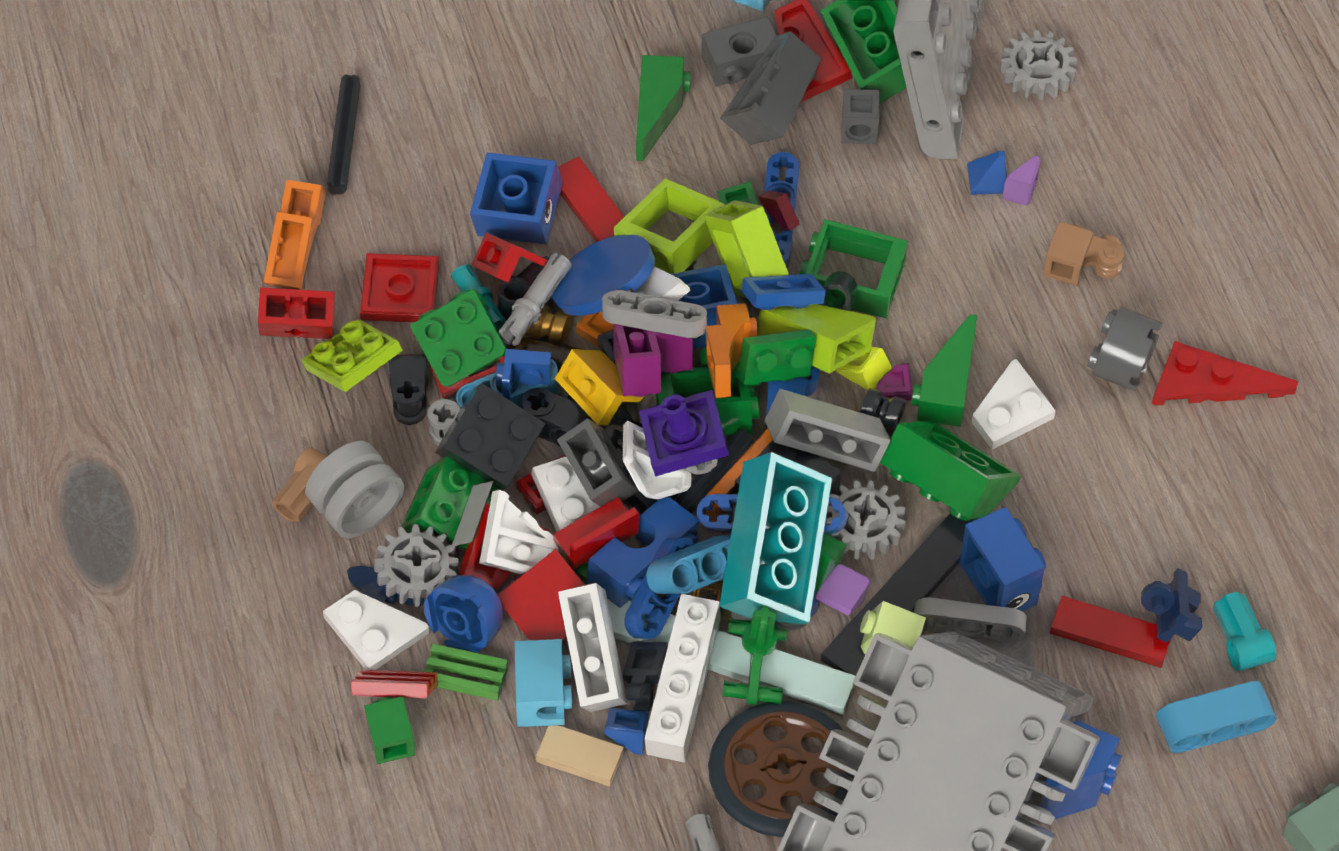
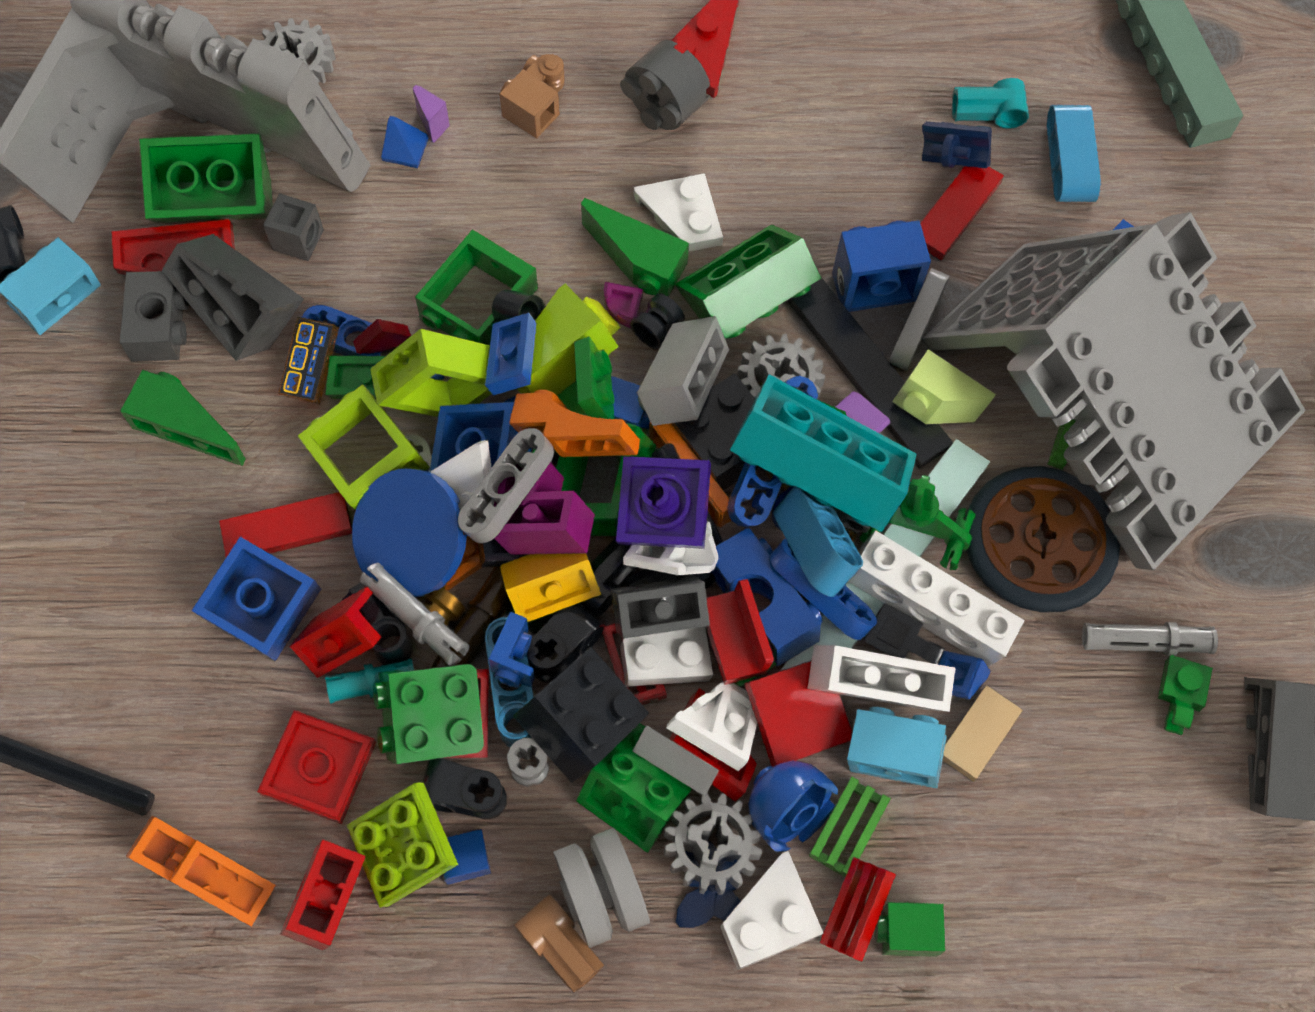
camera: 75 degrees left, 10 degrees up
(357, 405) = (470, 855): none -> blue slope
(751, 165) = (308, 360): none -> tile

